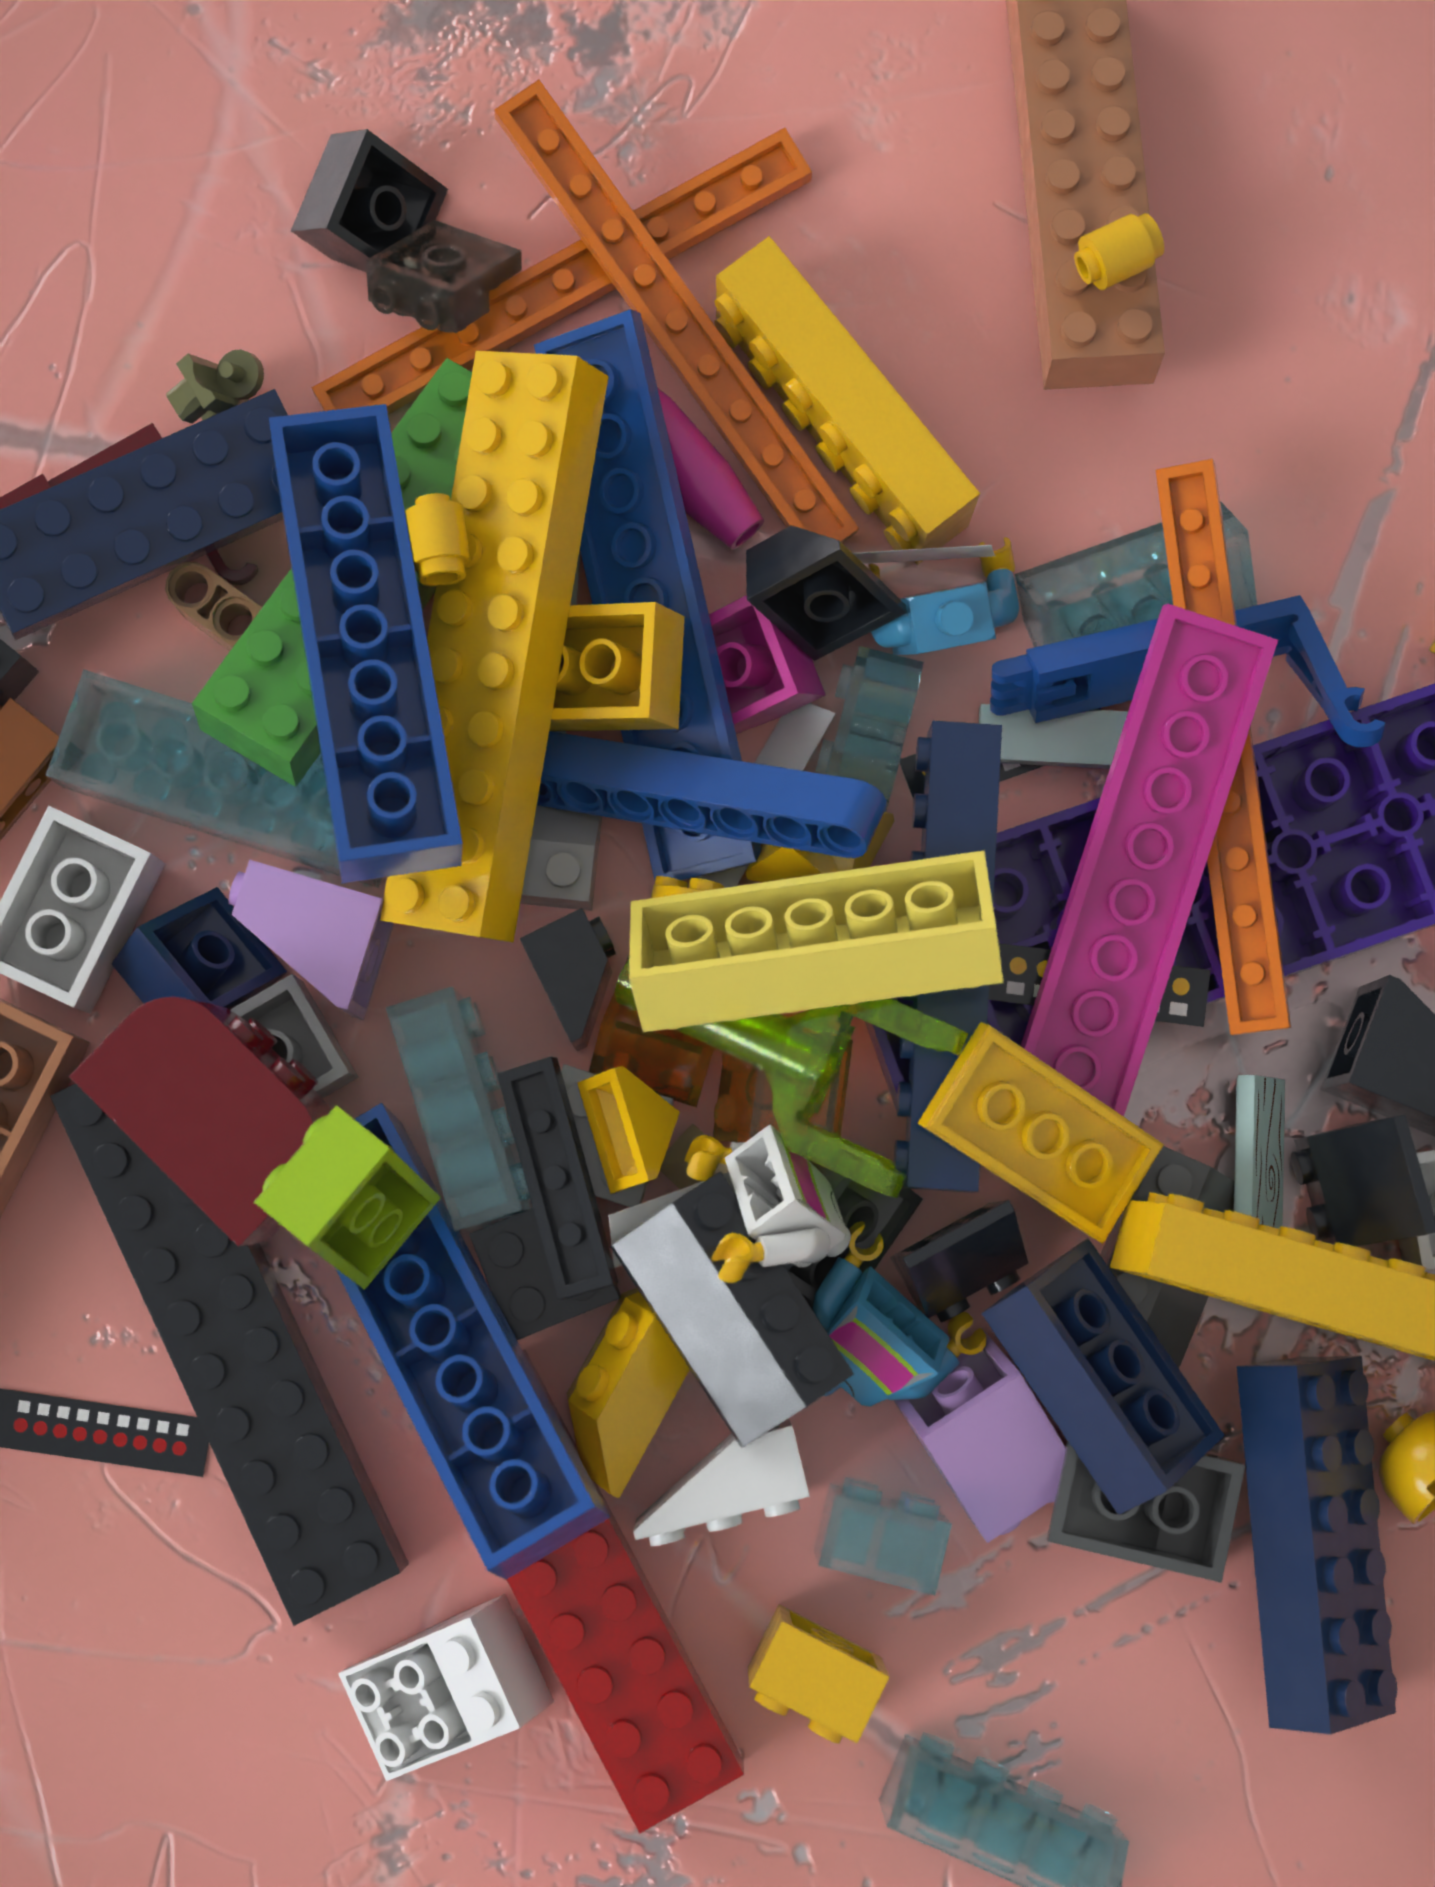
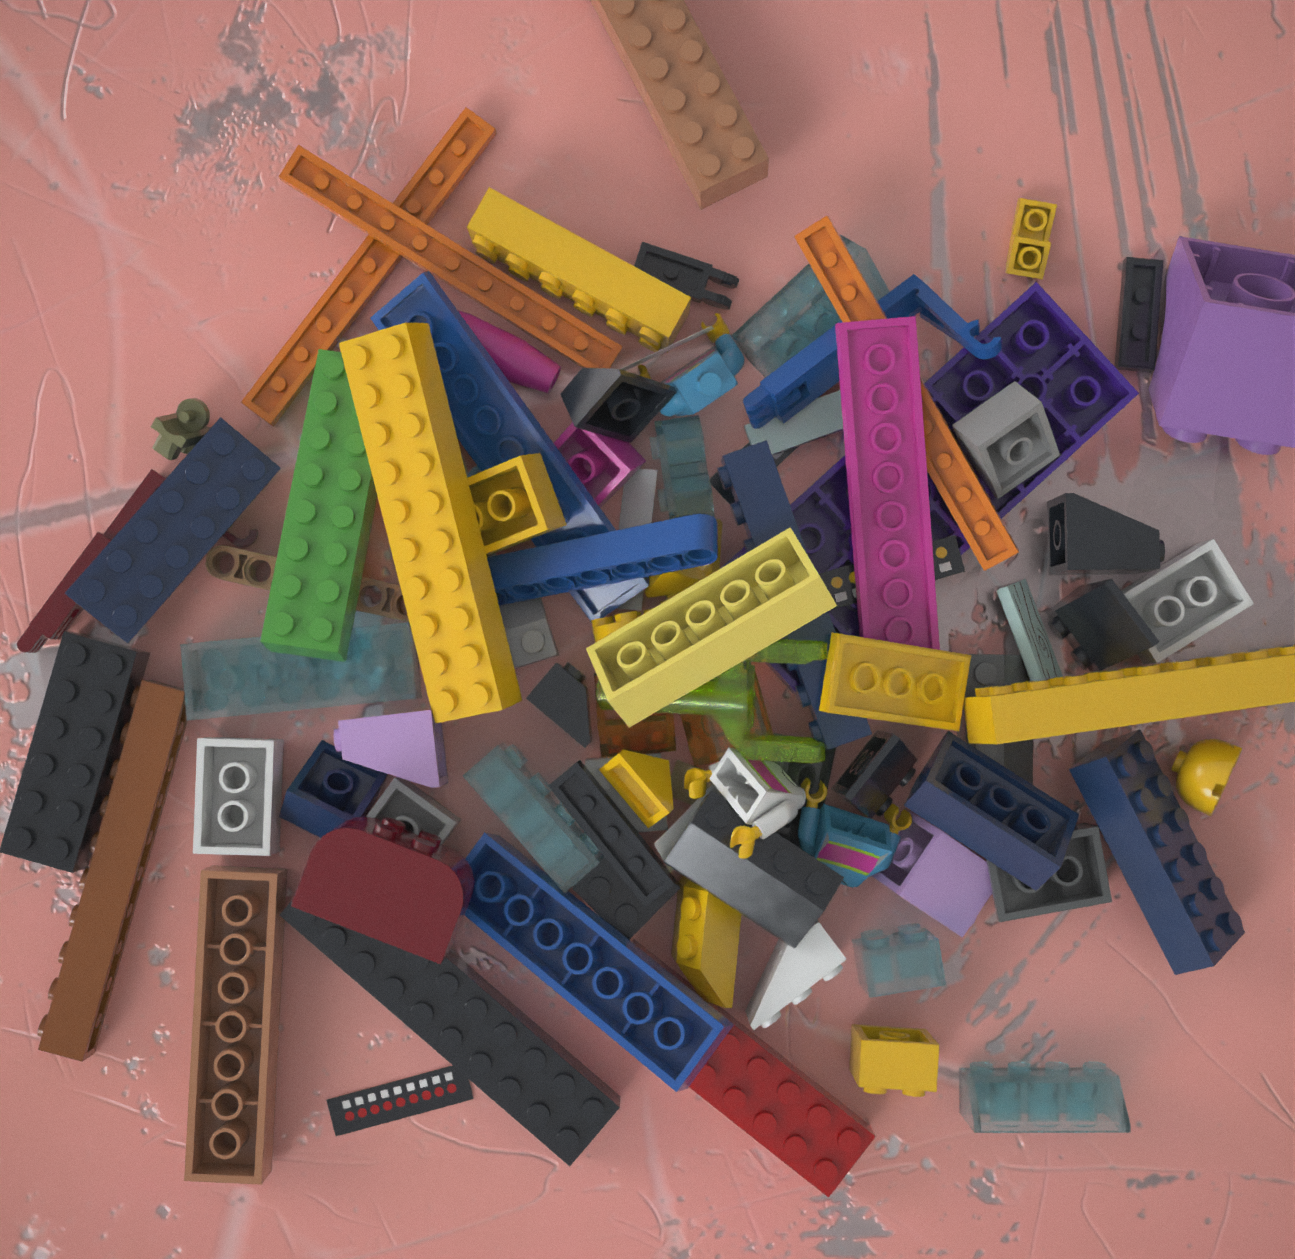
camera: 30 degrees left, 5 degrees up
(347, 1197) = (492, 906): lime brick -> none
(365, 199) = (225, 269): black slope -> none
(365, 644) = (352, 559): blue brick -> none
(438, 539) = (368, 475): yellow brick -> none
(440, 276) = (290, 297): clear smoke plate -> none
(447, 1688) = (676, 1160): white slope -> none
(989, 470) = (685, 274): none -> black hinge
(1119, 250) = (714, 105): yellow brick -> none
(1337, 866) = (1007, 438): none -> light grey slope

